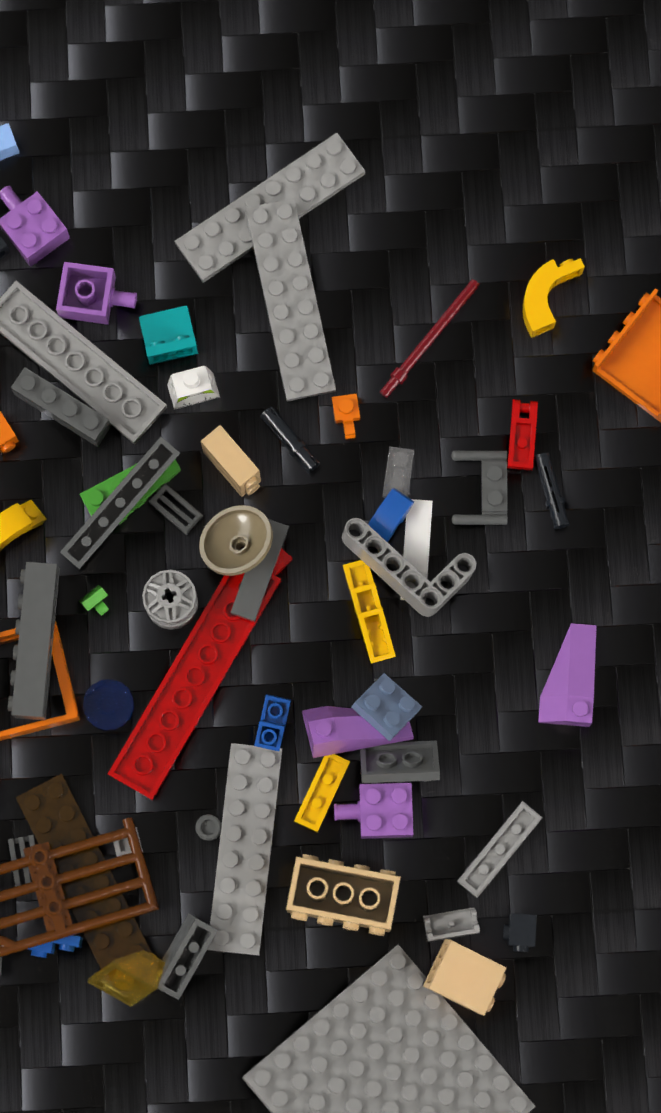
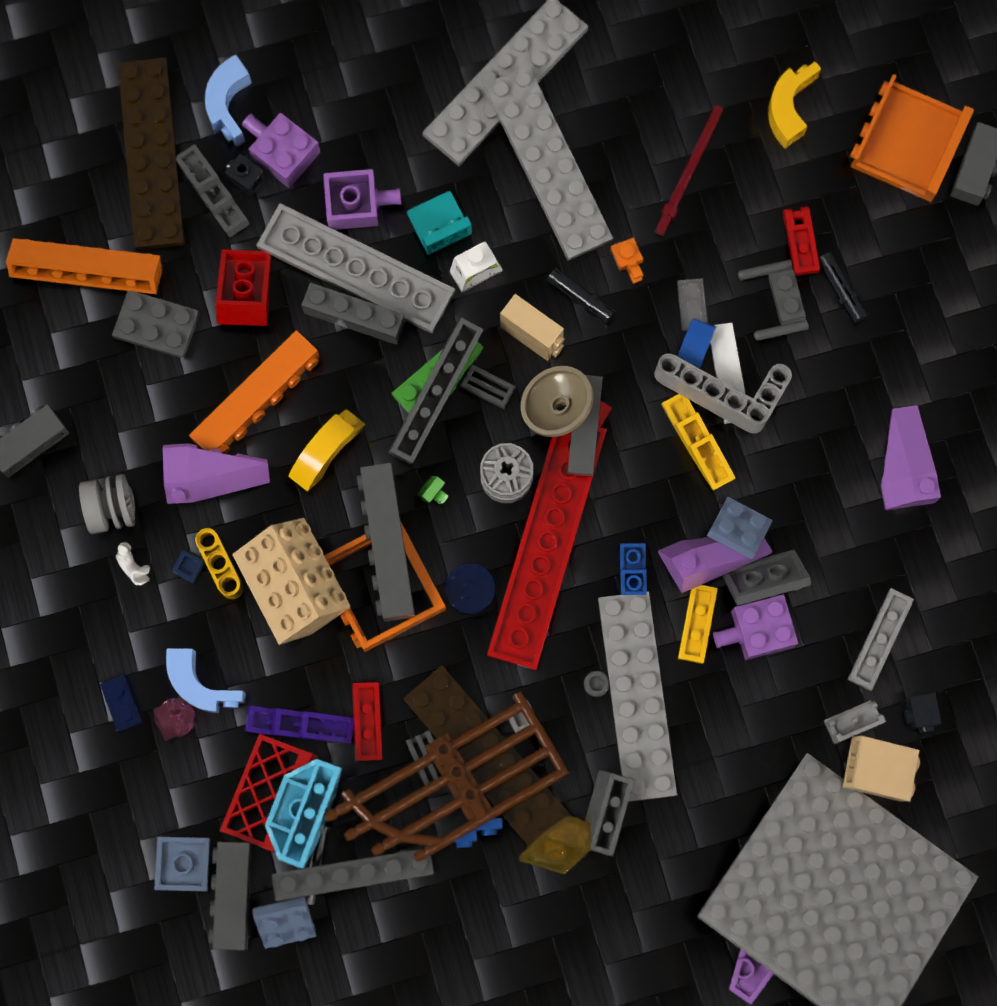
camera: 15 degrees left, 0 degrees up
(343, 894) = (747, 717): tan brick -> none

